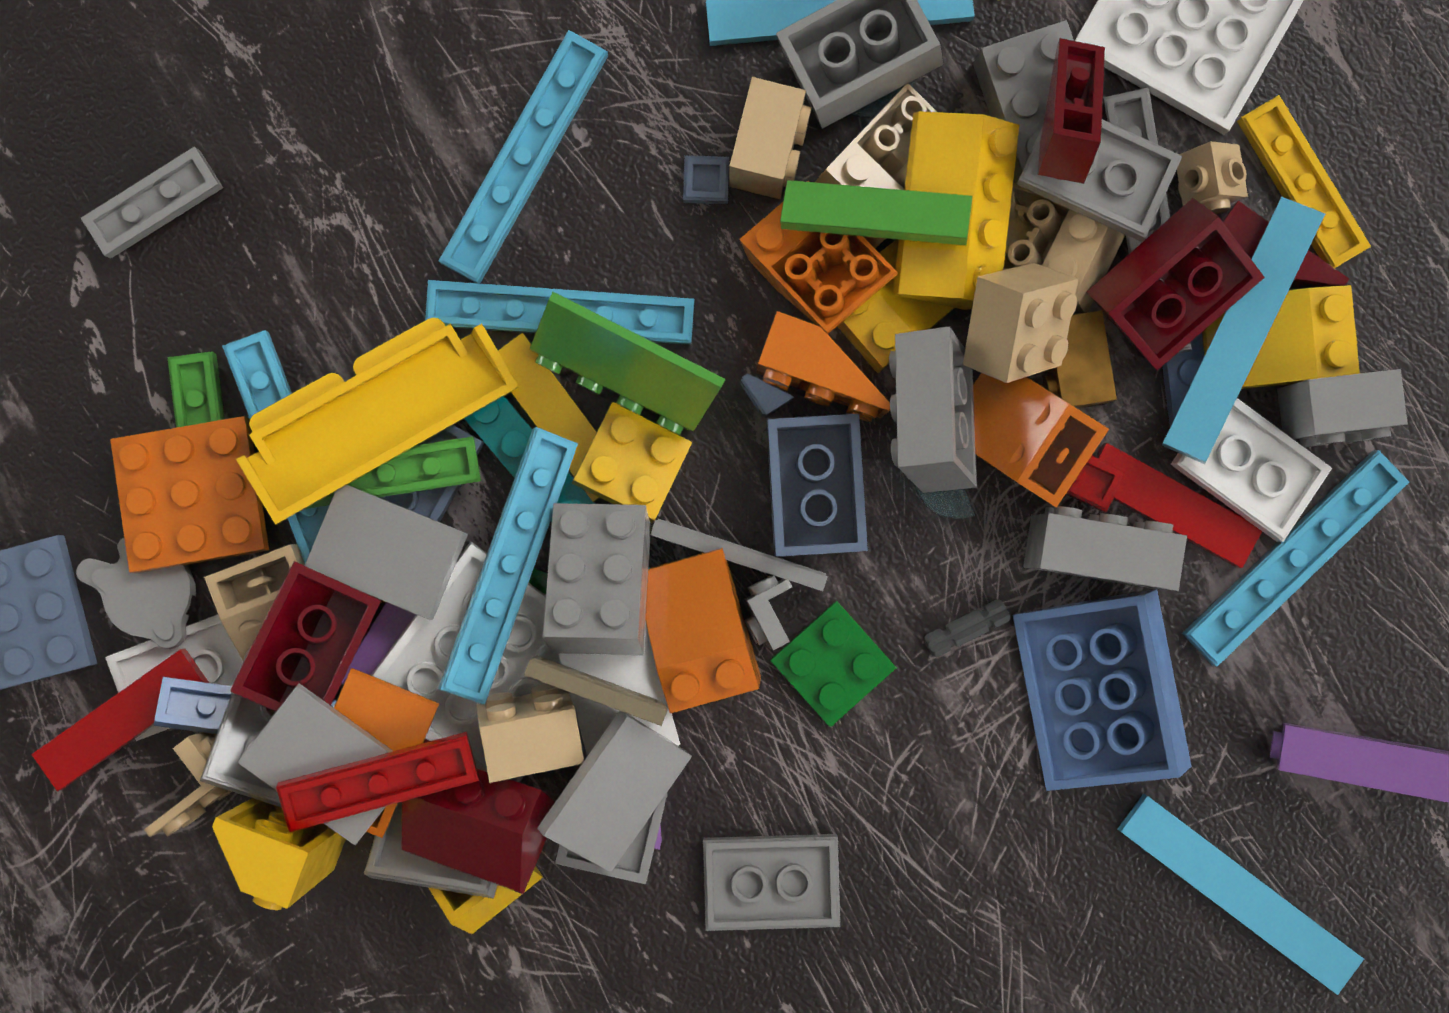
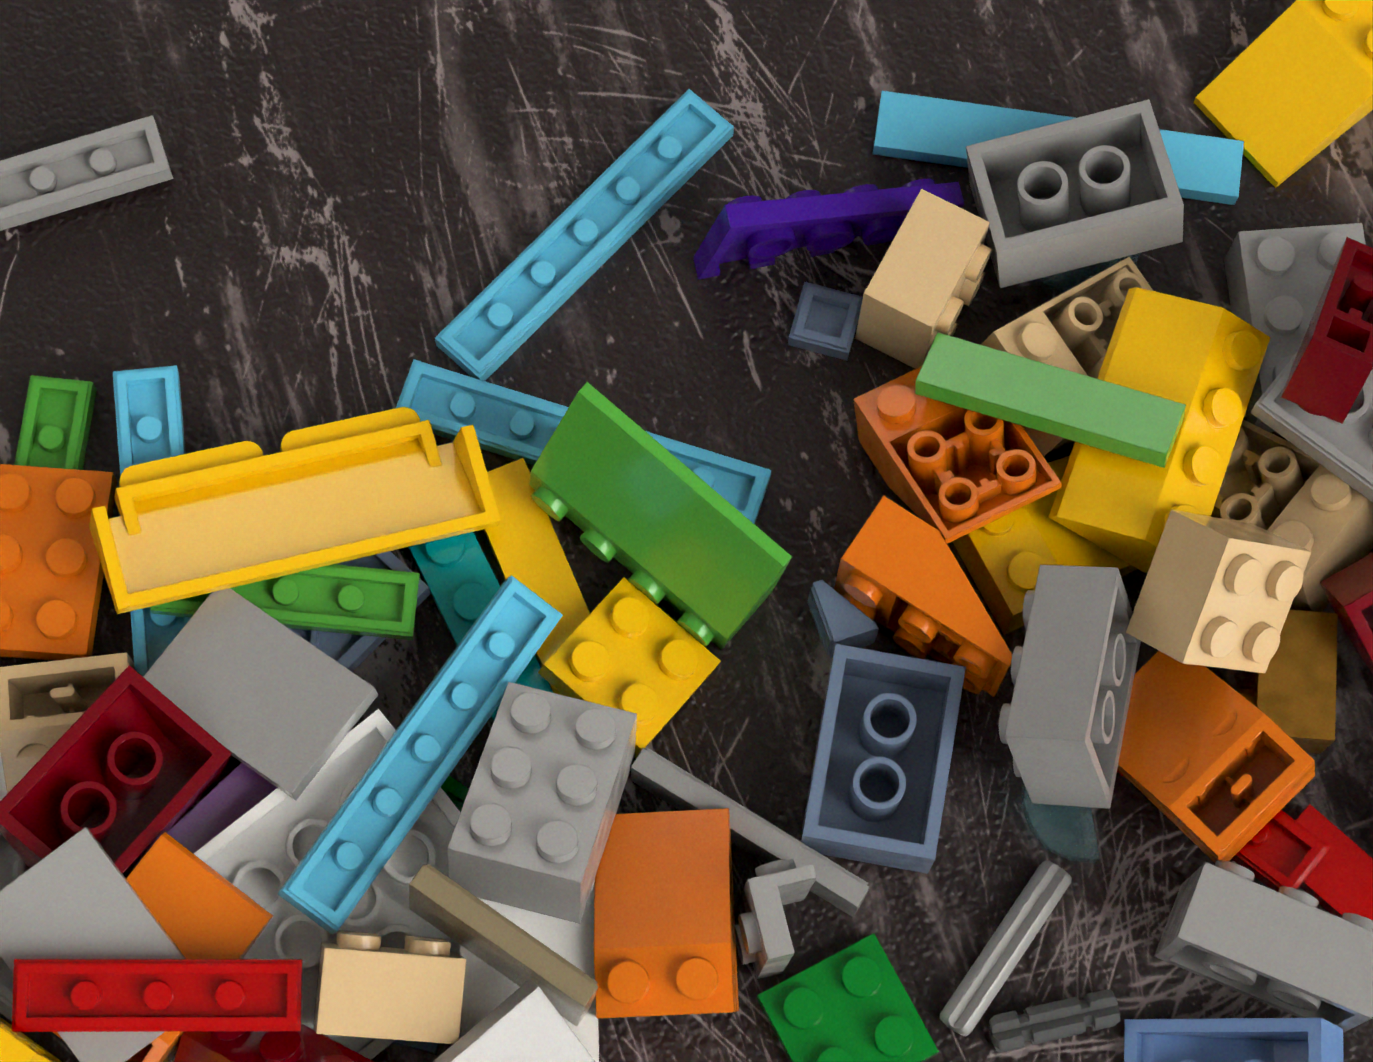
camera: 15 degrees right, 15 degrees down
(685, 111) = (810, 220): none -> dark purple wing
(925, 587) = (1005, 948): none -> light grey axle

